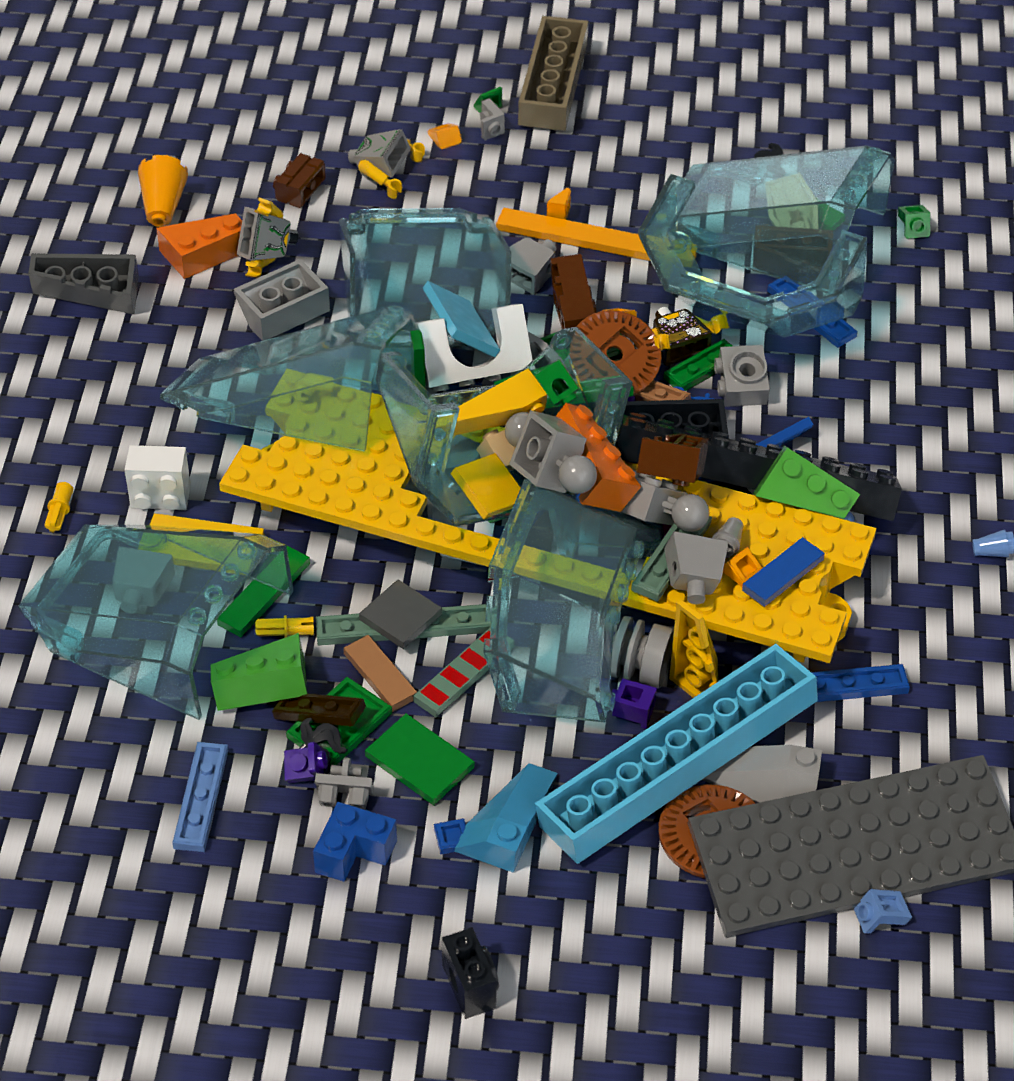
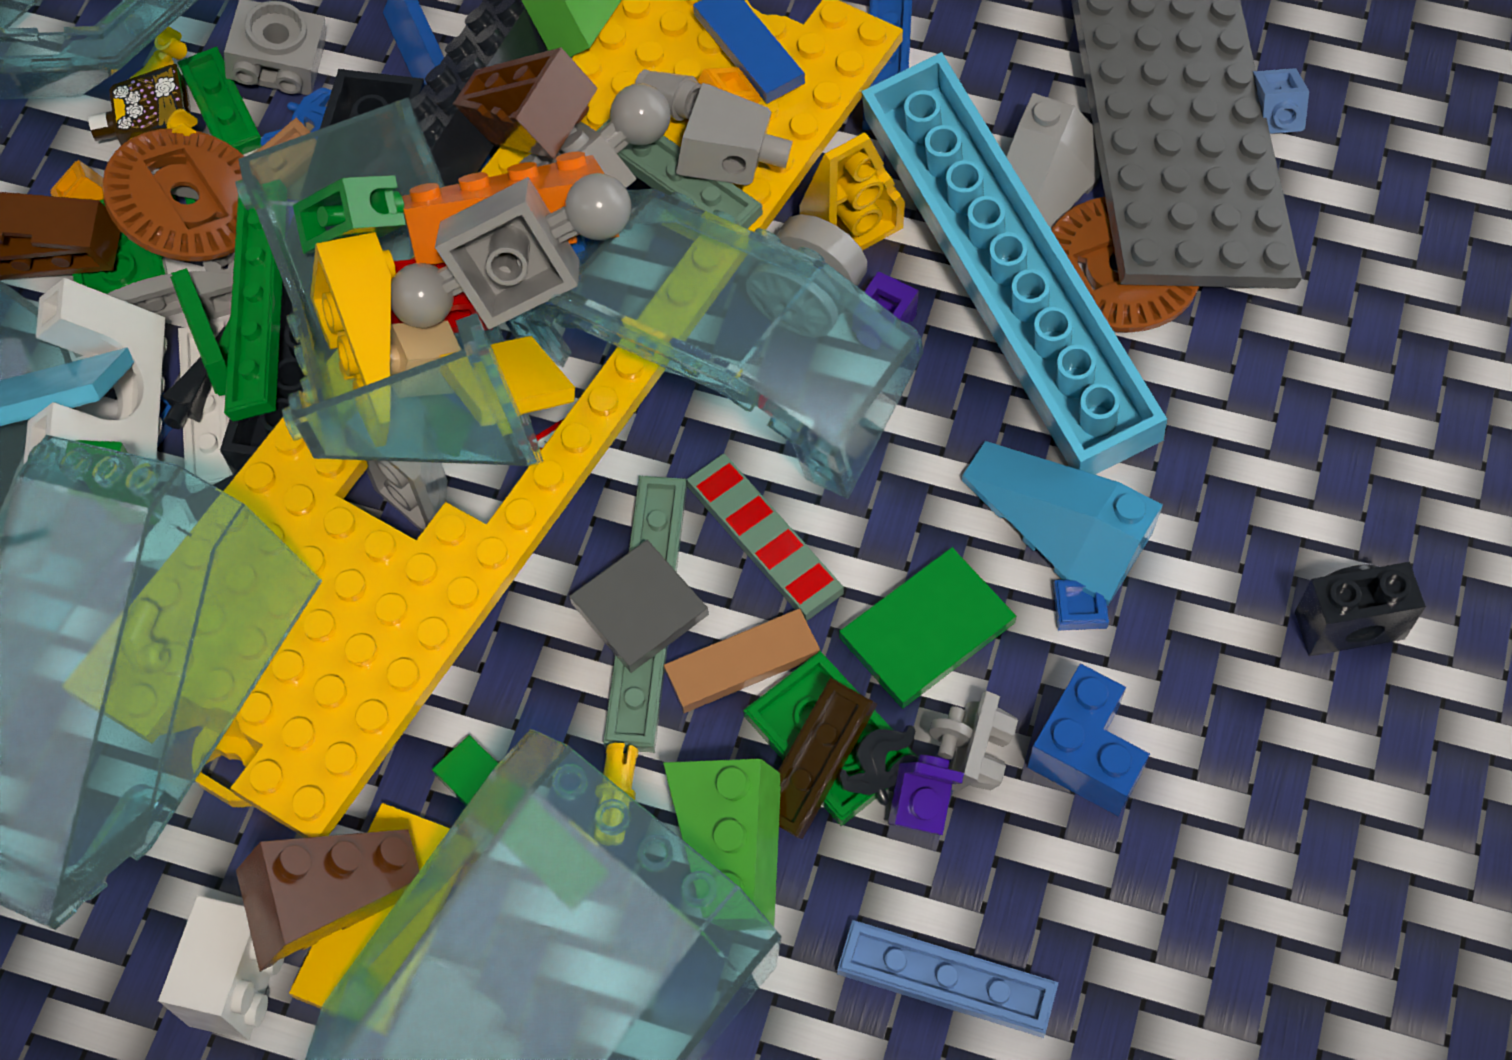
camera: 75 degrees left, 15 degrees up
(196, 493) = (320, 885): none -> reddish brown wedge

